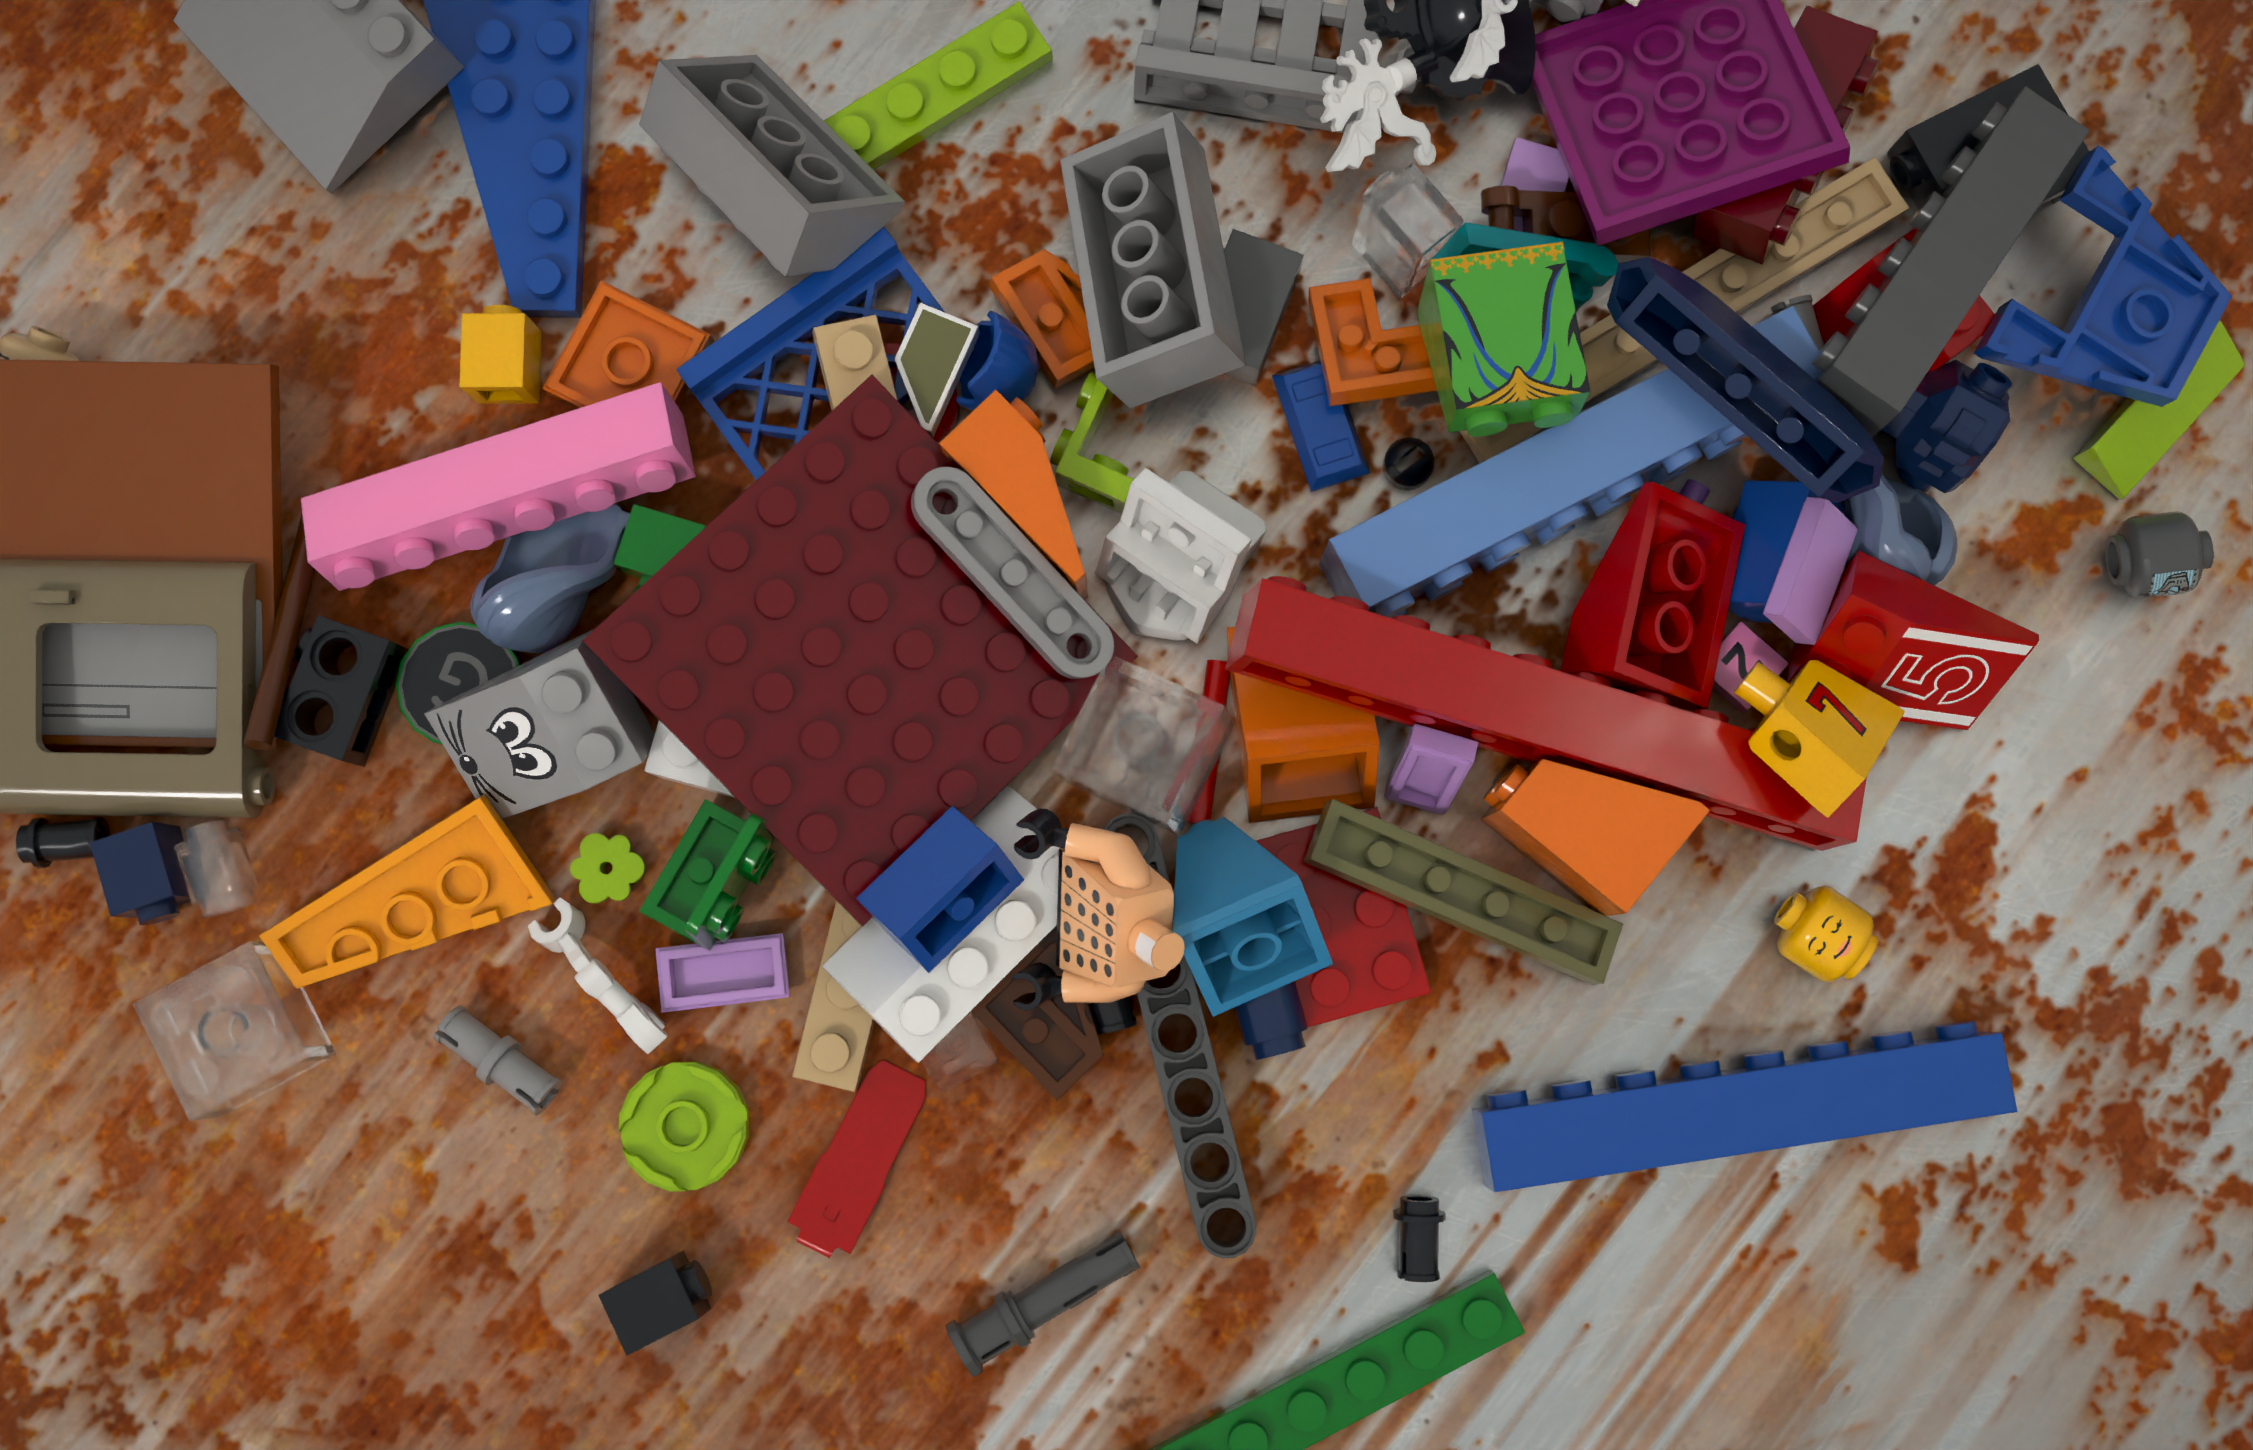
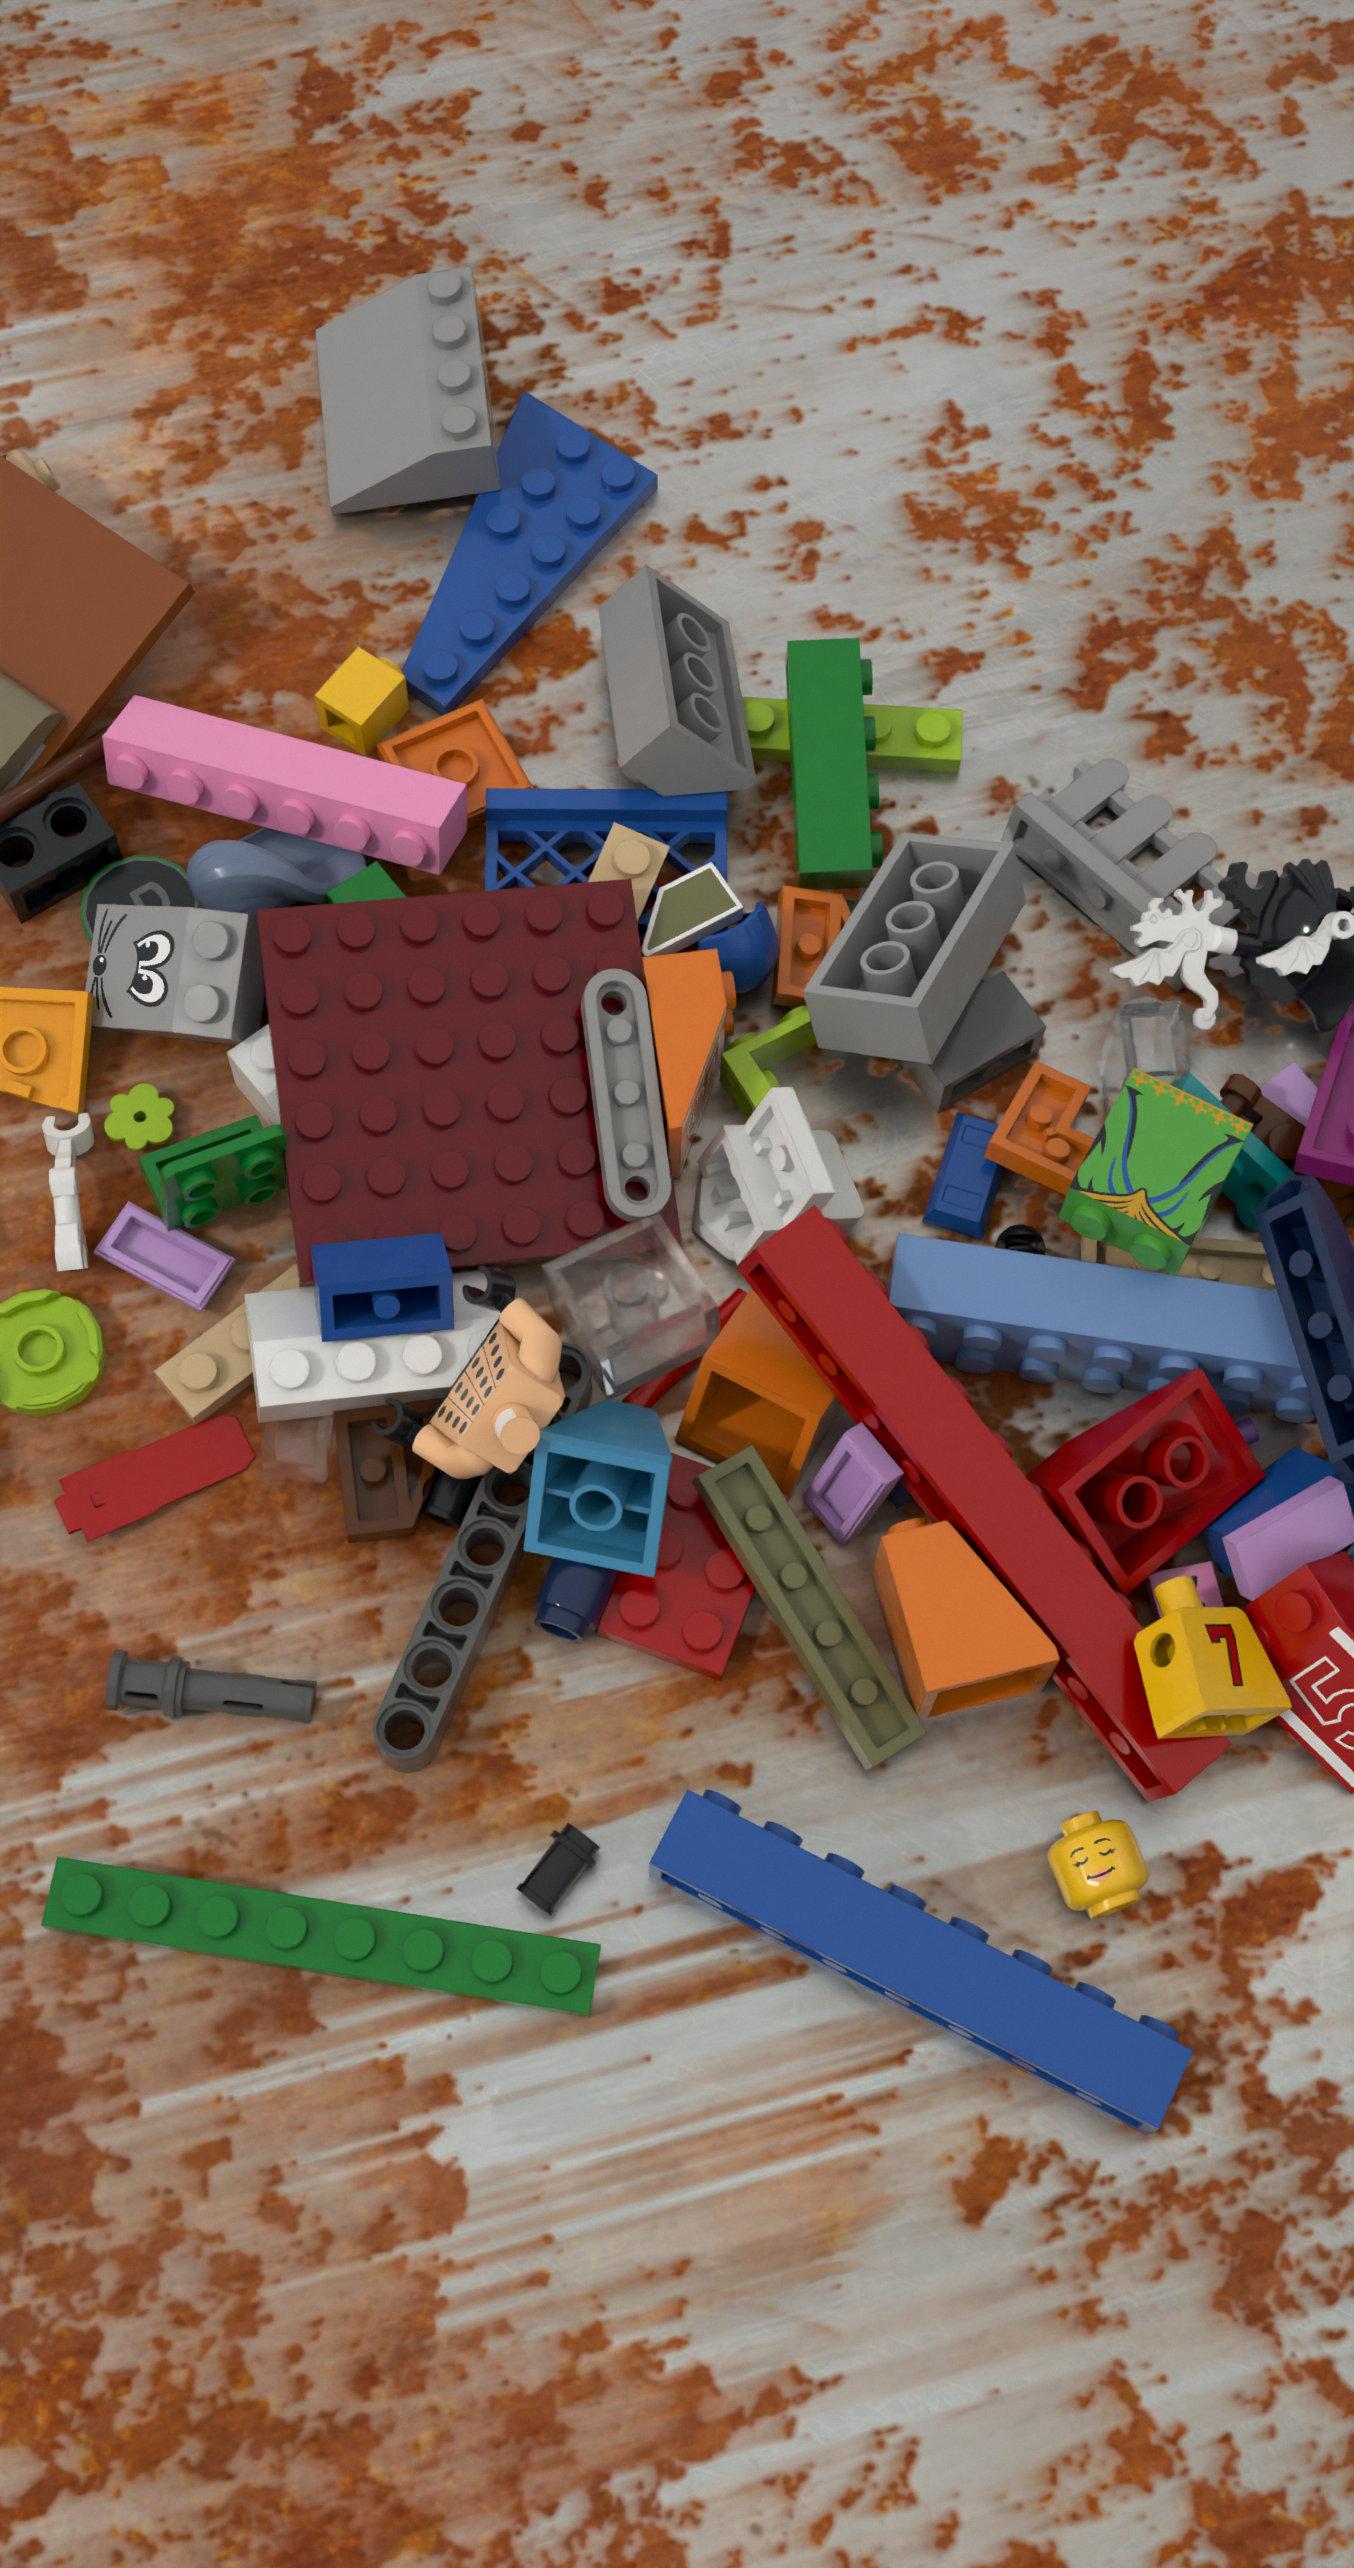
camera: 30 degrees right, 15 degrees down
(949, 134) = (830, 764): none -> green brick

